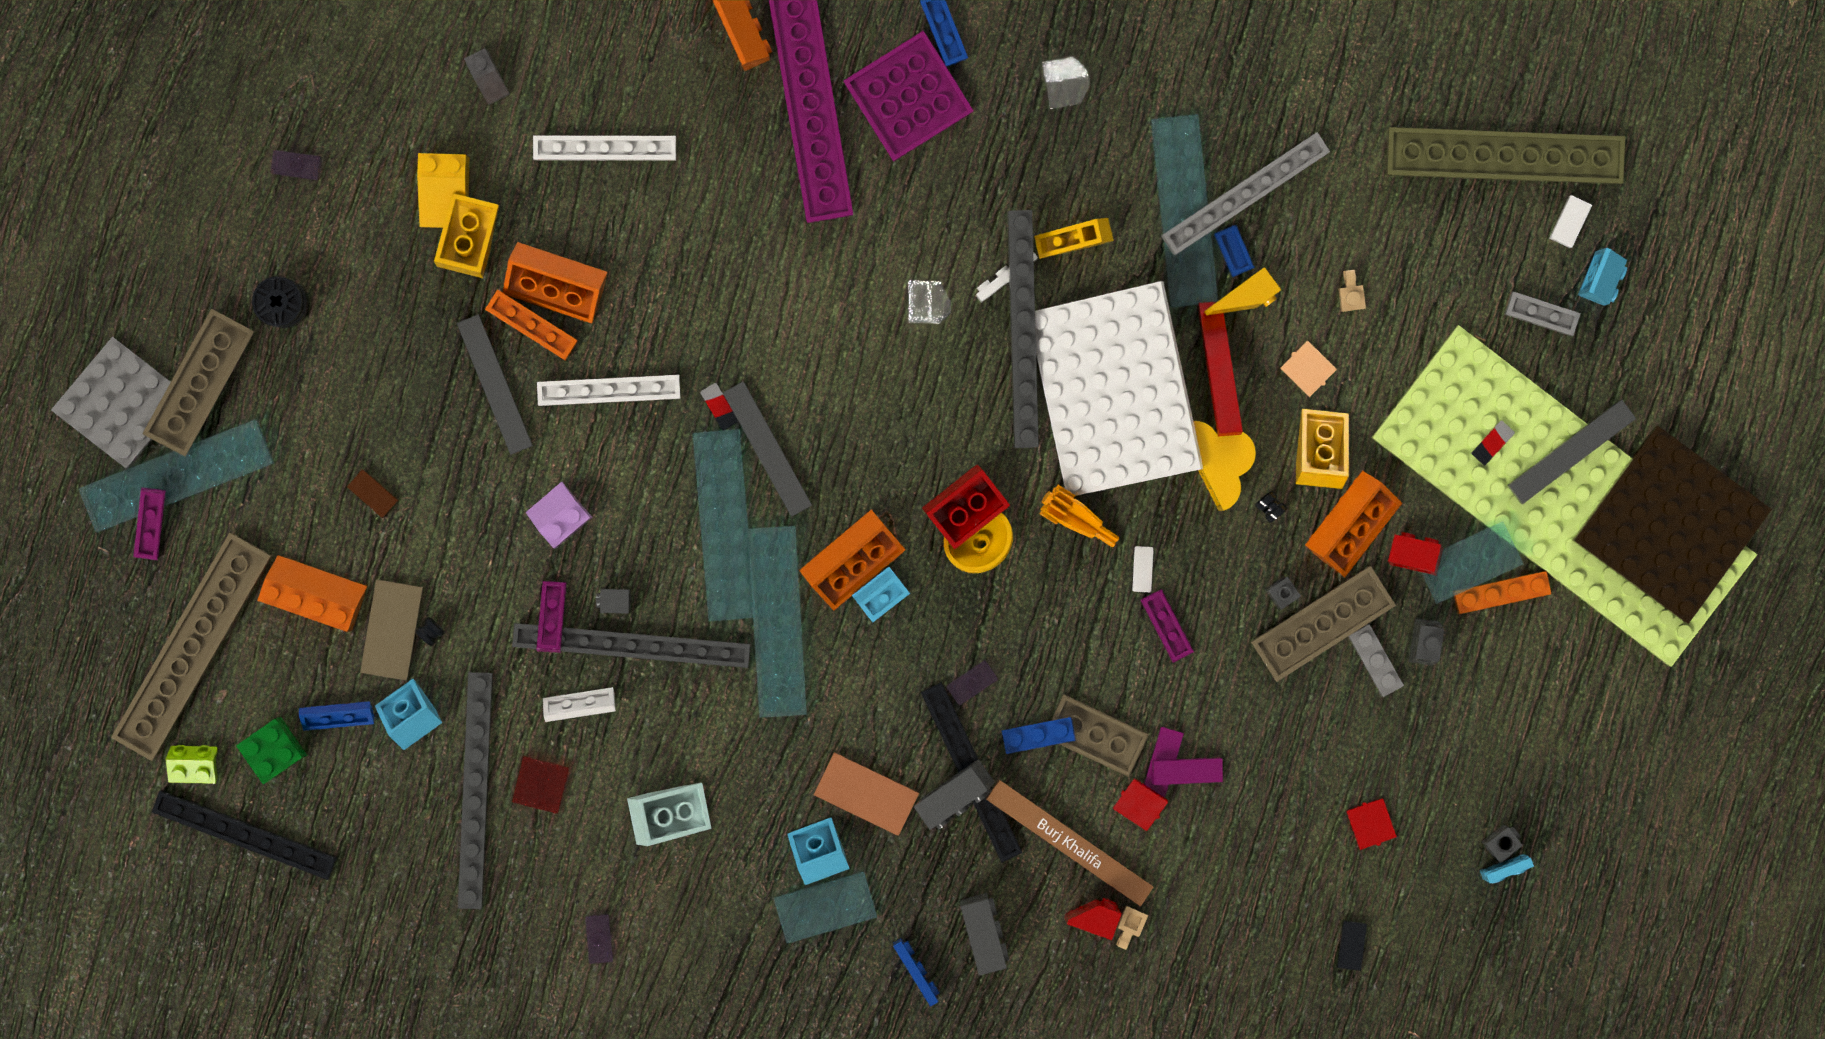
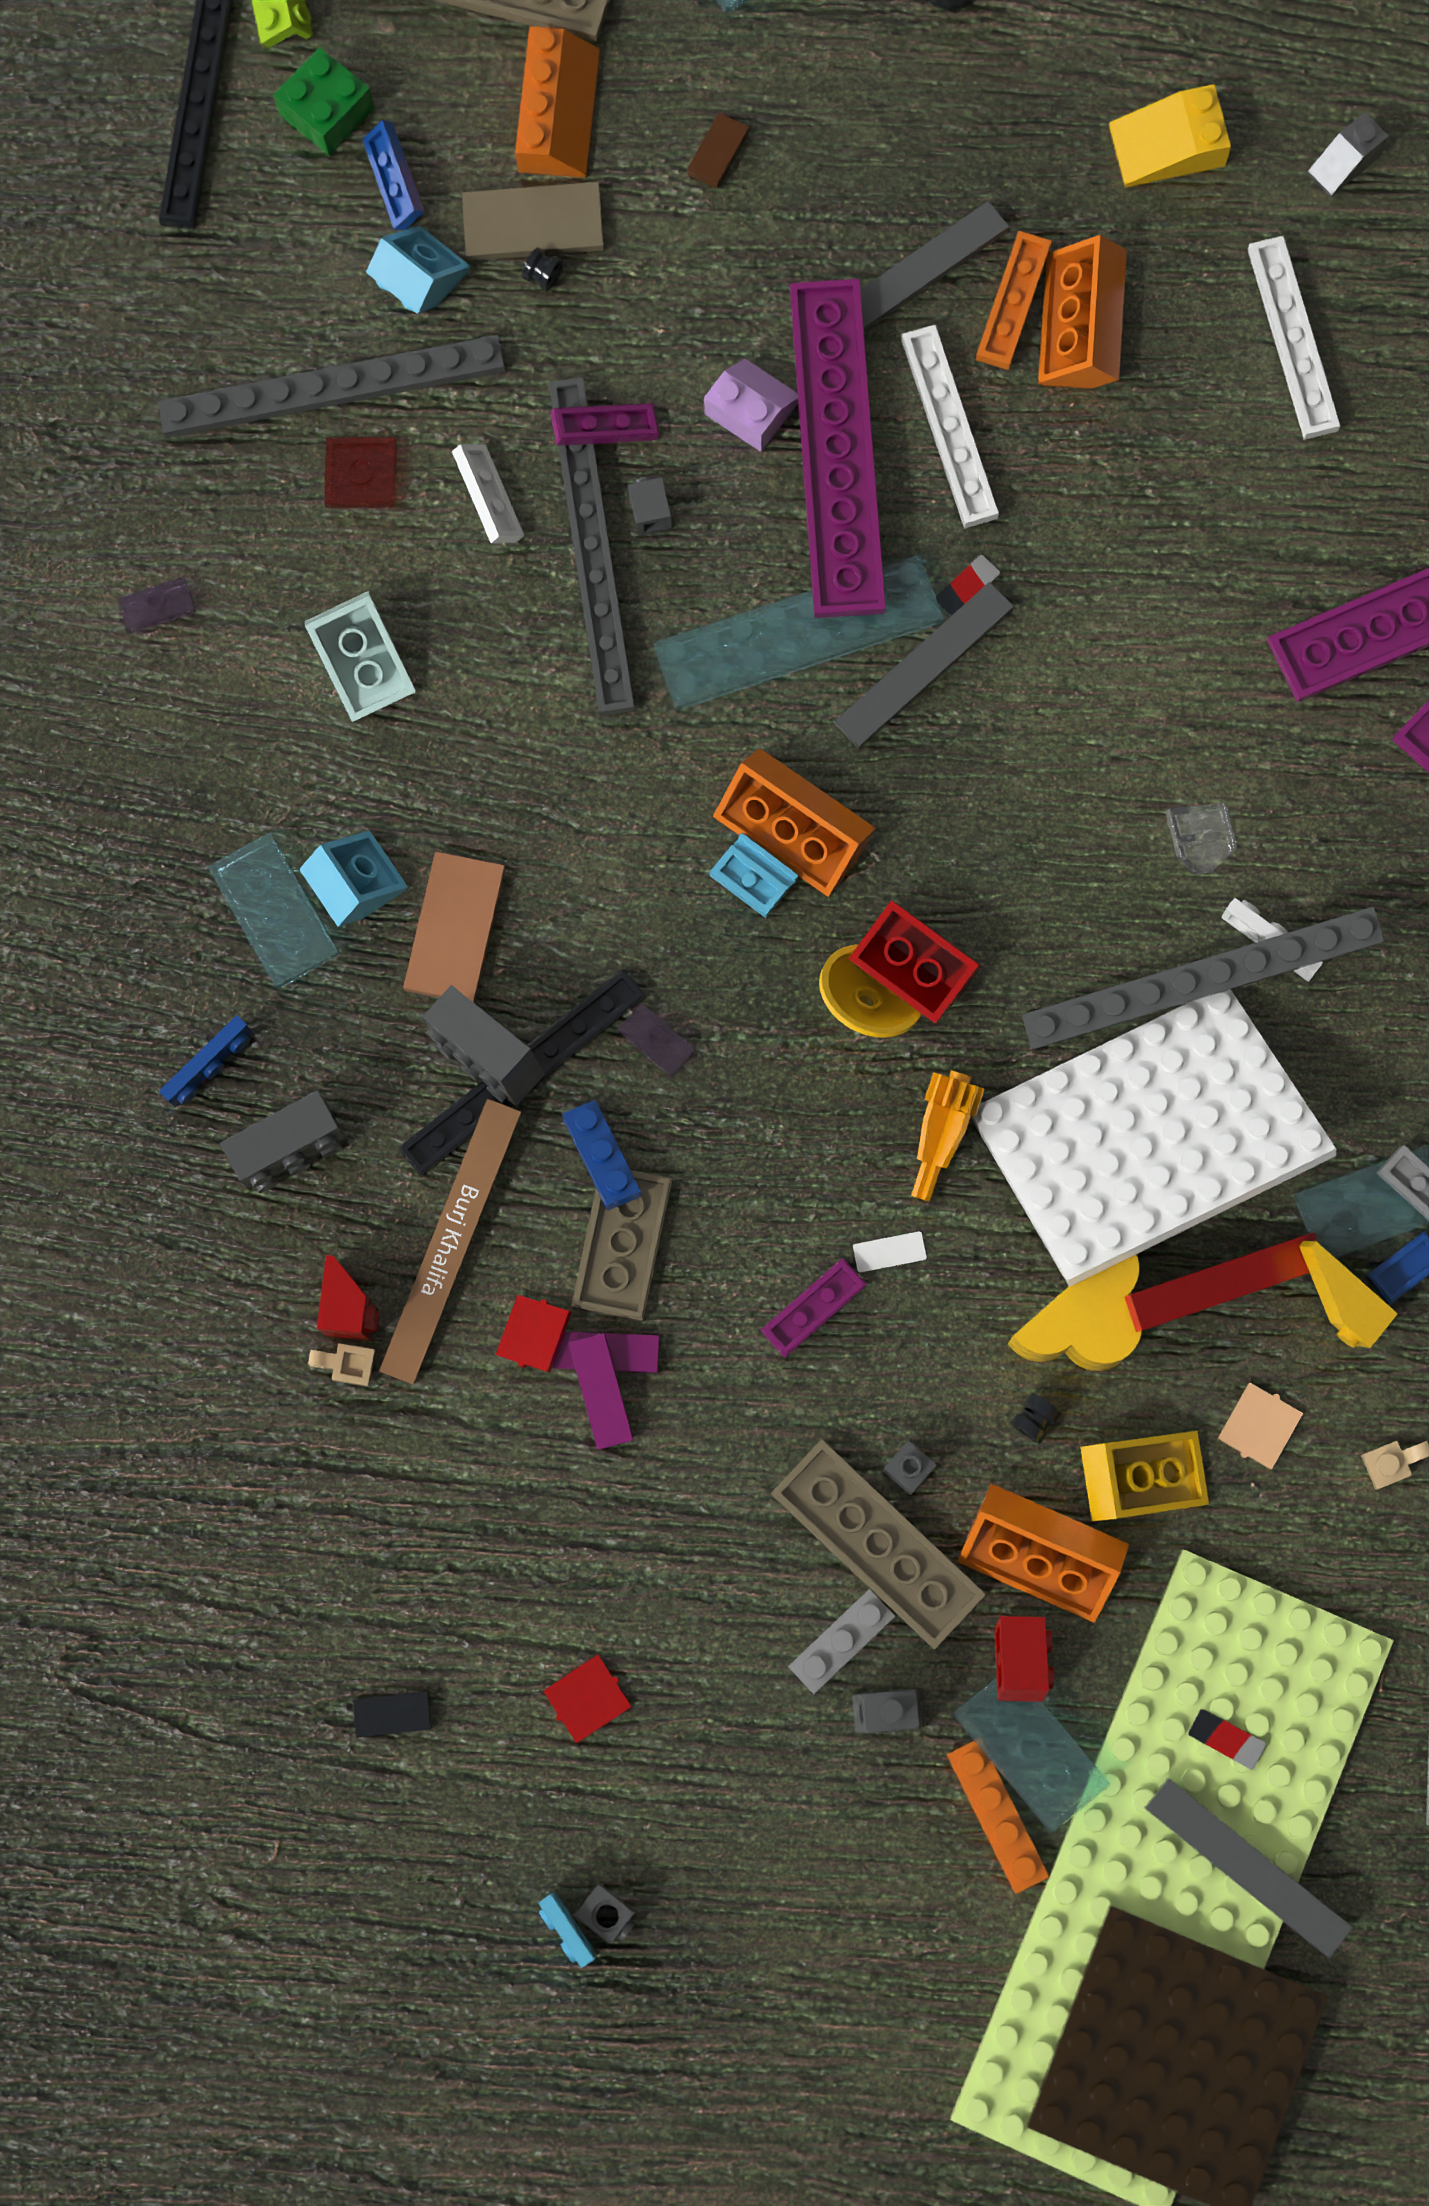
camera: 85 degrees right, 10 degrees down
(467, 235) = (1114, 179): yellow slope -> none
(607, 469) = (837, 449): none -> magenta plate
(777, 621) = (676, 738): clear light blue plate -> none
(1074, 238) = (1359, 1025): yellow slope -> none

